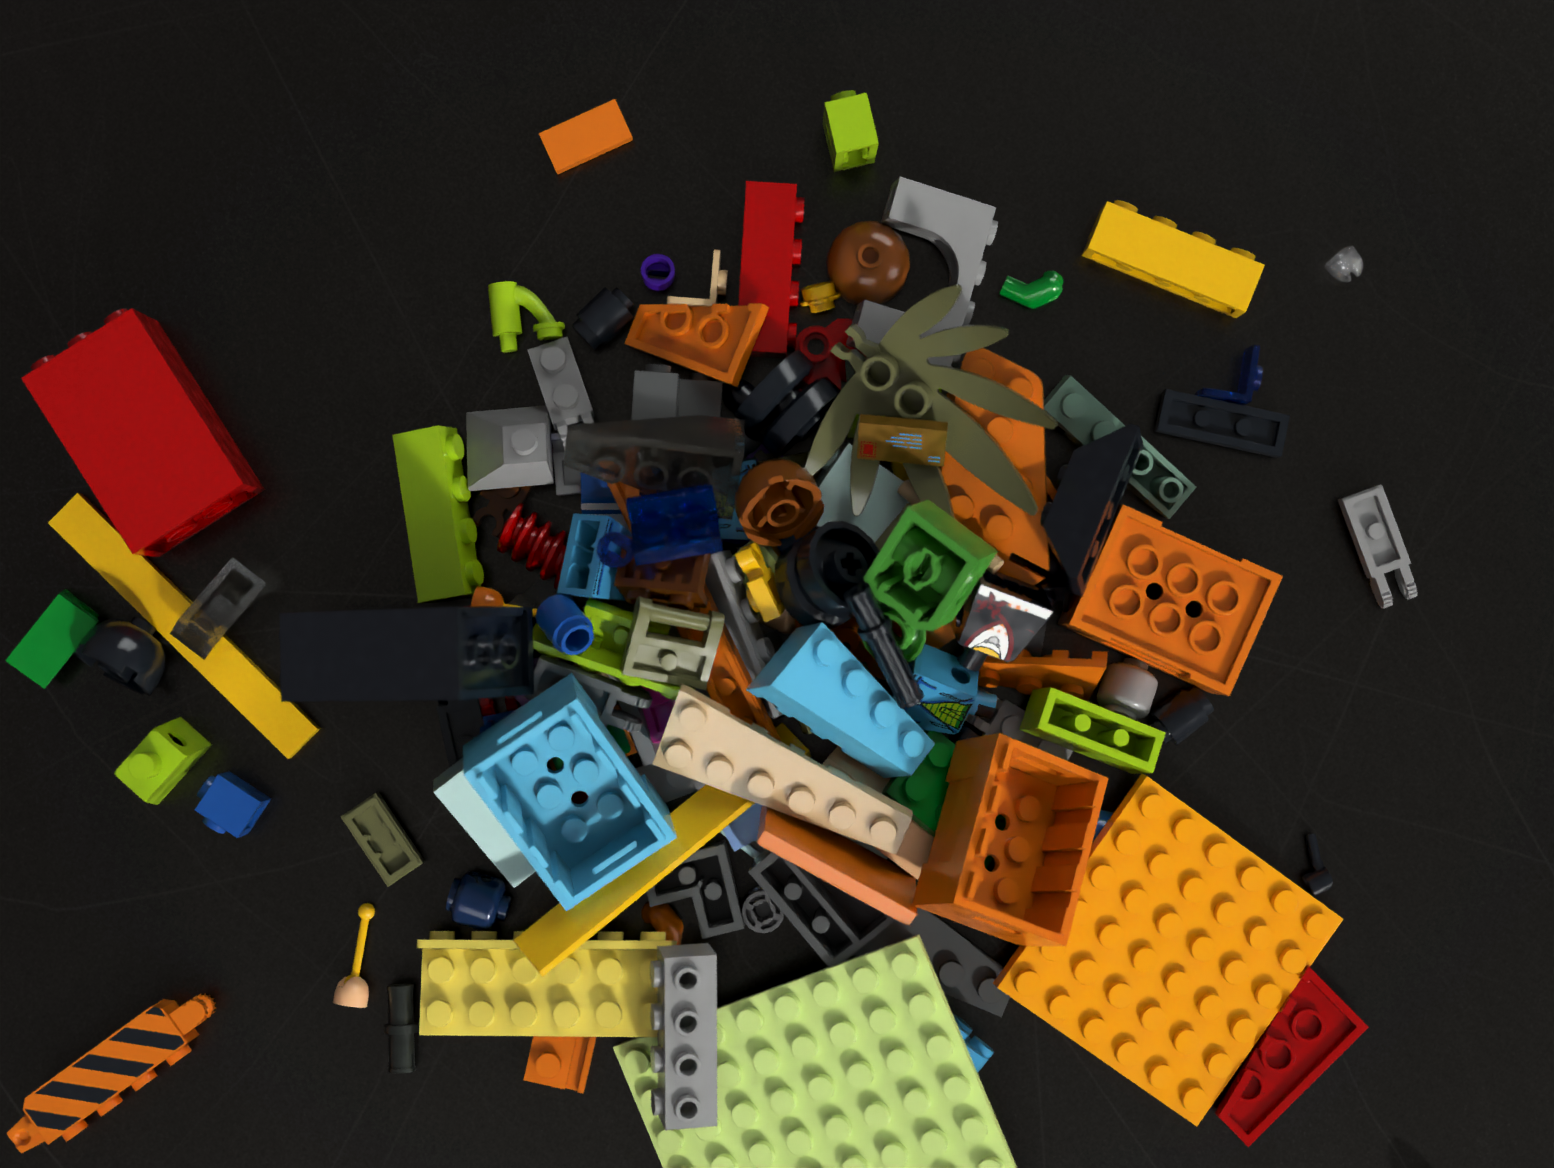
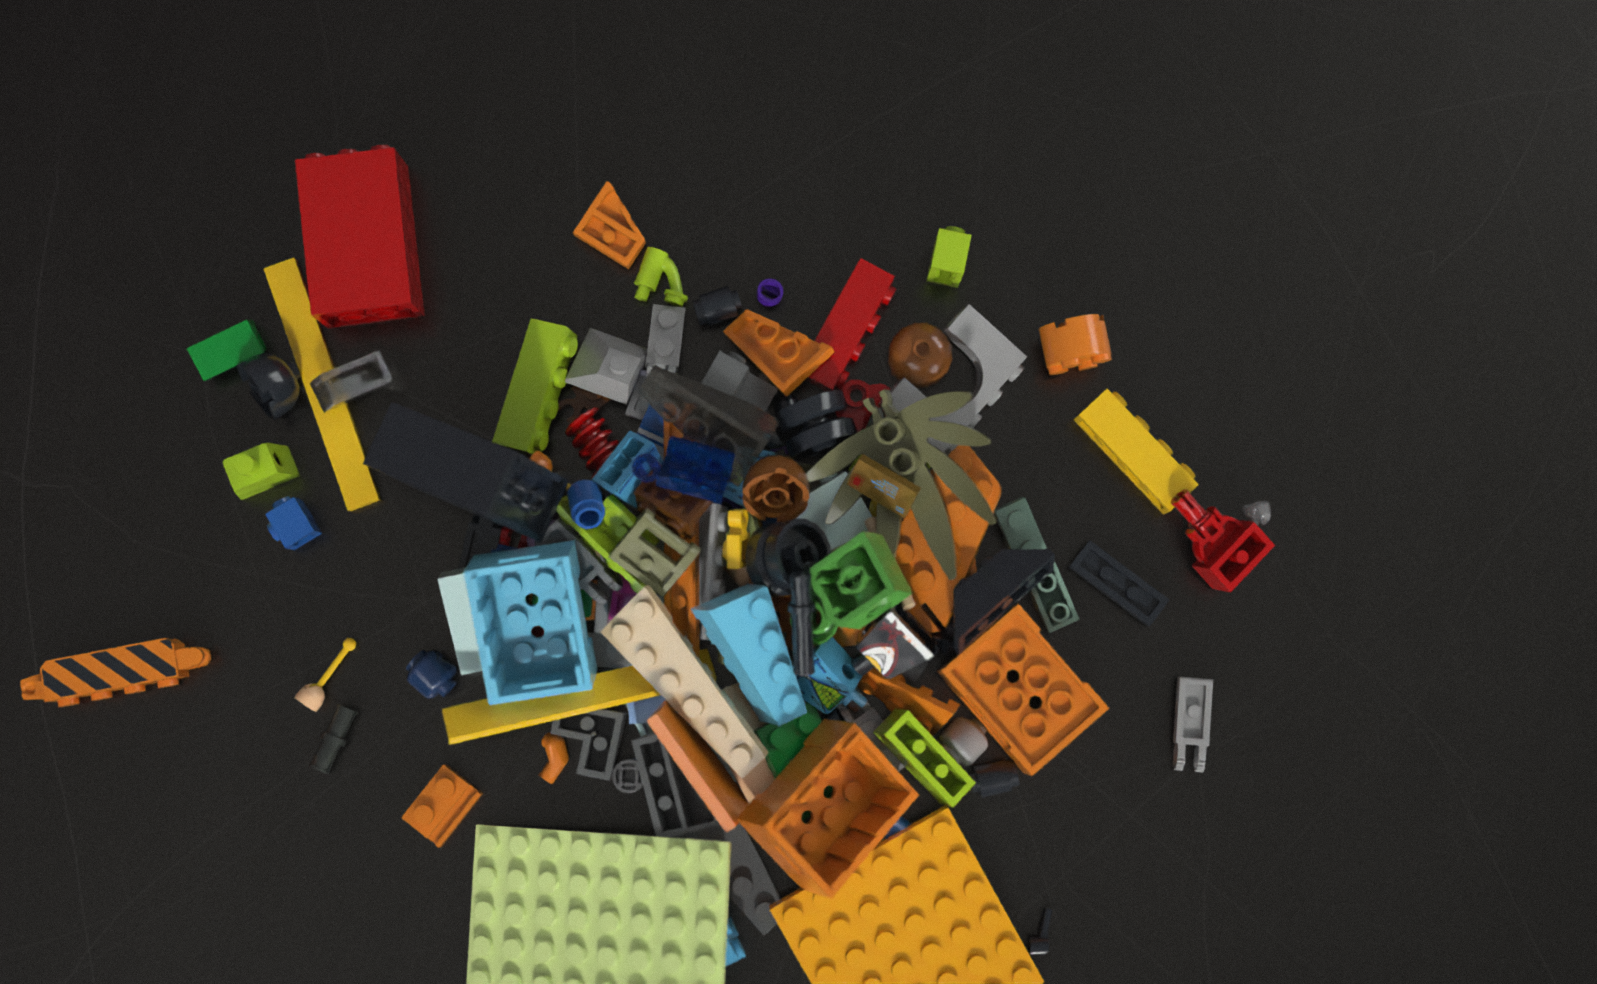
camera: 25 degrees right, 5 degrees down
(382, 839) = (386, 598): olive plate -> none
(434, 283) = (610, 228): none -> orange wing
(495, 990) = (477, 774): light yellow bracket -> none
(586, 136) = (764, 177): orange tile -> none
(686, 1036) = (530, 838): light grey brick -> none
(718, 286) = (807, 320): tan bracket -> none
(819, 296) = (875, 362): yellow plate -> none
(1035, 293) = (1028, 430): green arm -> none
(1046, 165) = (1076, 342): none -> orange brick
(1249, 380) = (1152, 561): clear blue bracket -> none
(1322, 322) = (1221, 544): none -> red brick

